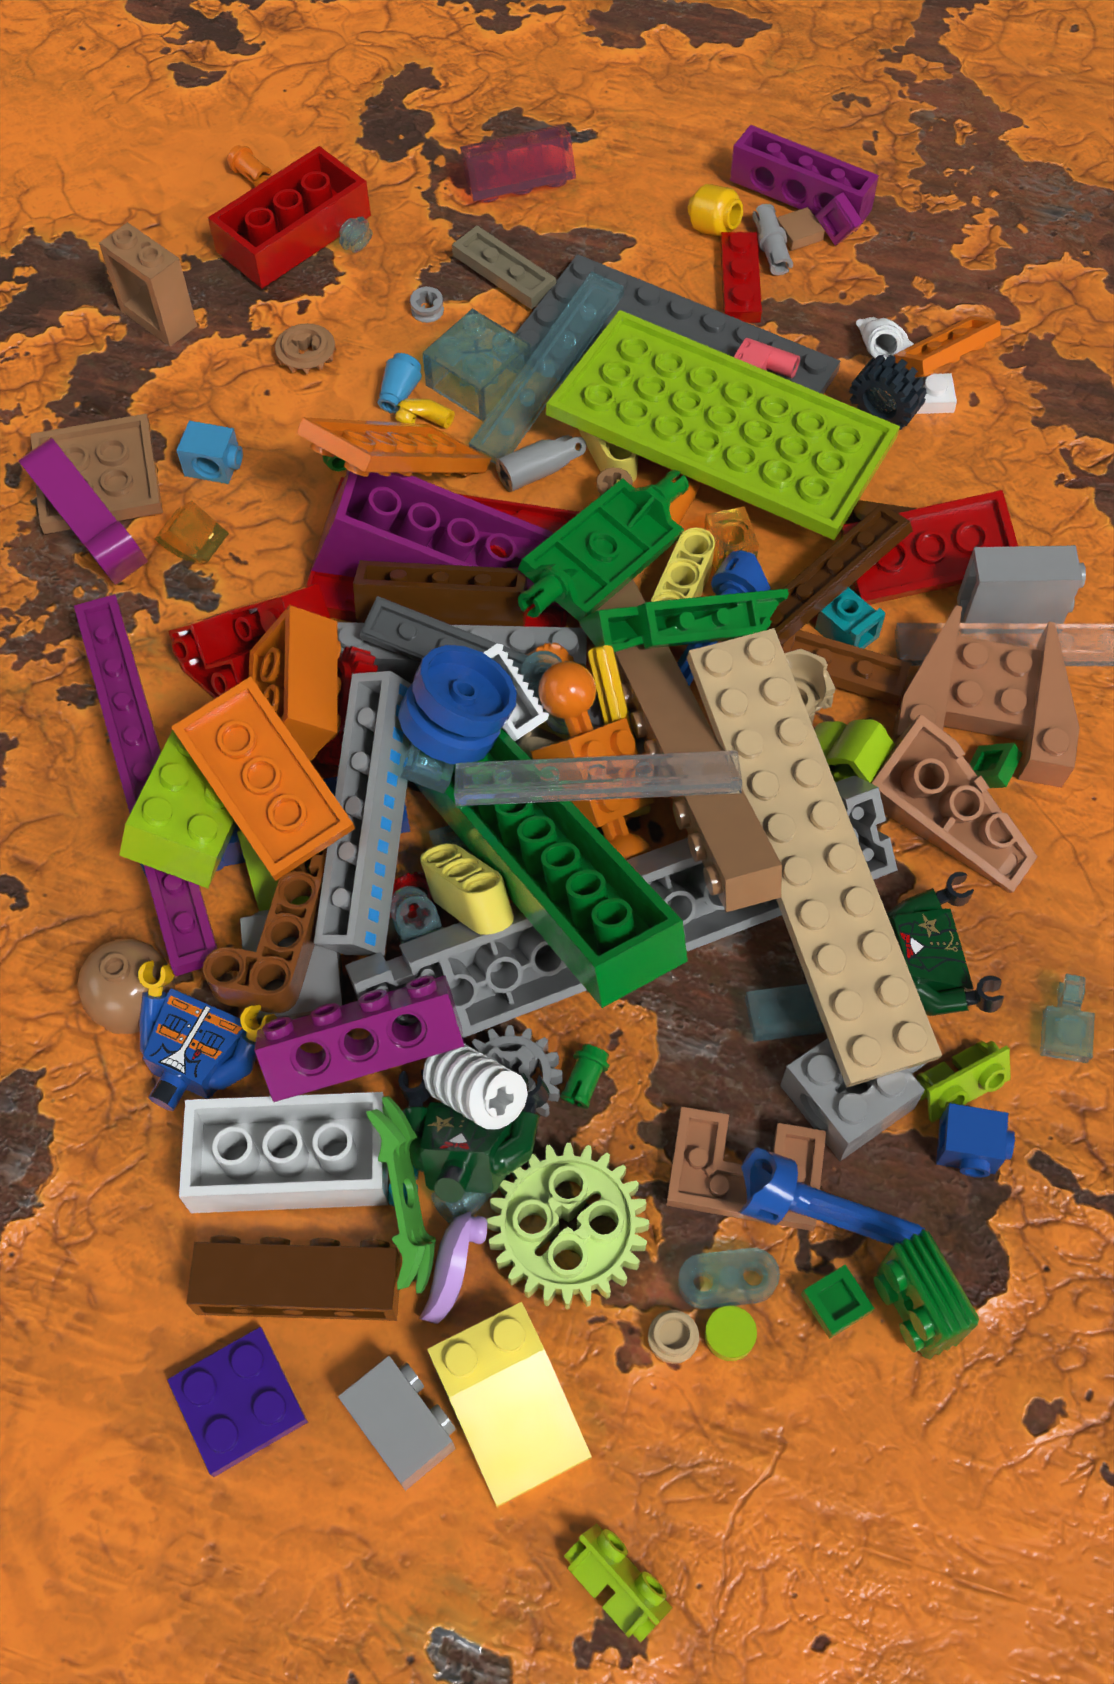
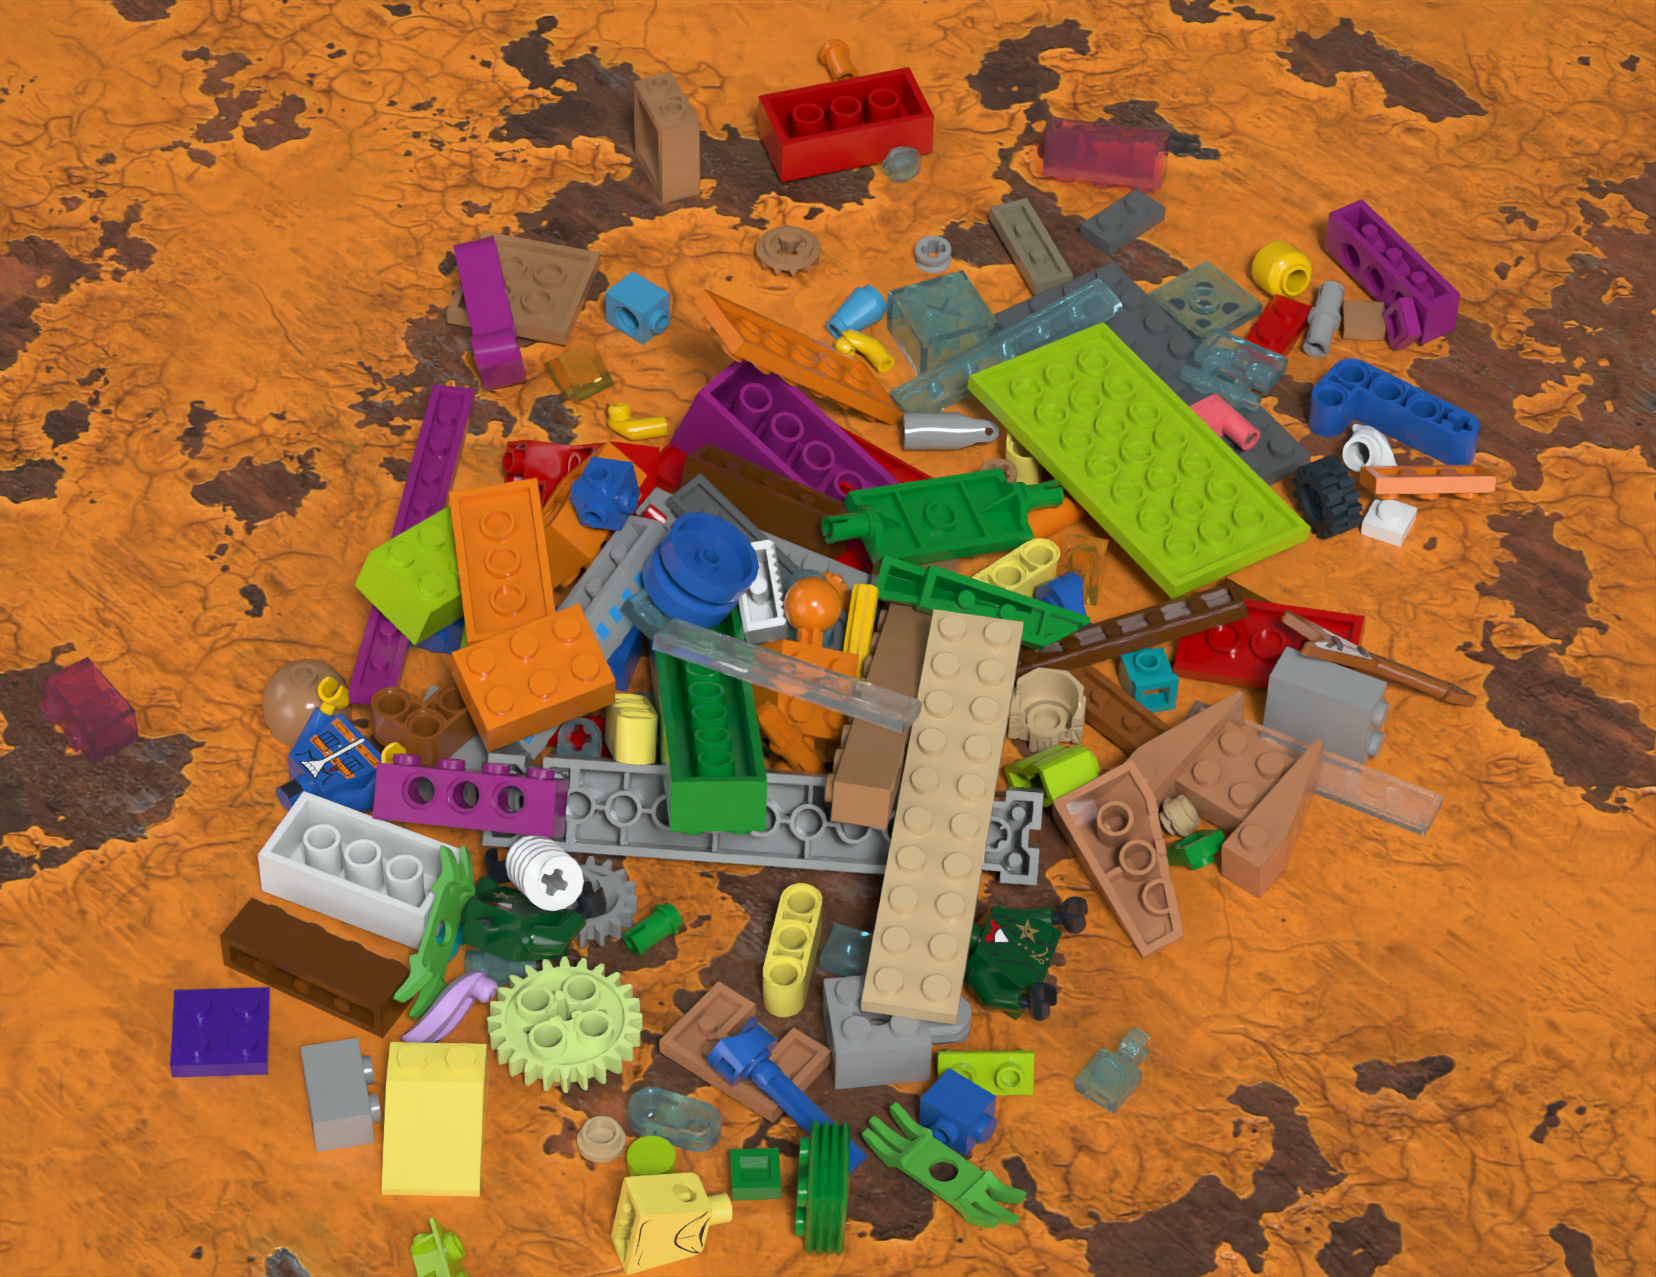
camera: 25 degrees right, 15 degrees down
(265, 567) = (634, 428): none -> yellow arm
(324, 664) = (605, 493): none -> blue brick
(360, 888) = (533, 677): none -> orange brick
(560, 217) = (1122, 222): none -> dark grey plate
(620, 833) = (786, 738): none -> orange axle
(670, 260) = (1206, 300): none -> clear light blue tile
(721, 1058) = (792, 950): none -> light yellow beam
(745, 302) = (1238, 360): none -> clear light blue plate
(798, 1408) = (664, 1219): none -> light yellow torso
(881, 293) = (1393, 408): none -> blue beam
(963, 737) = (1179, 816): none -> tan plate
(1016, 532) = (1335, 649): none -> dark orange piece
(1028, 1208) = (923, 1151): none -> bright green piece

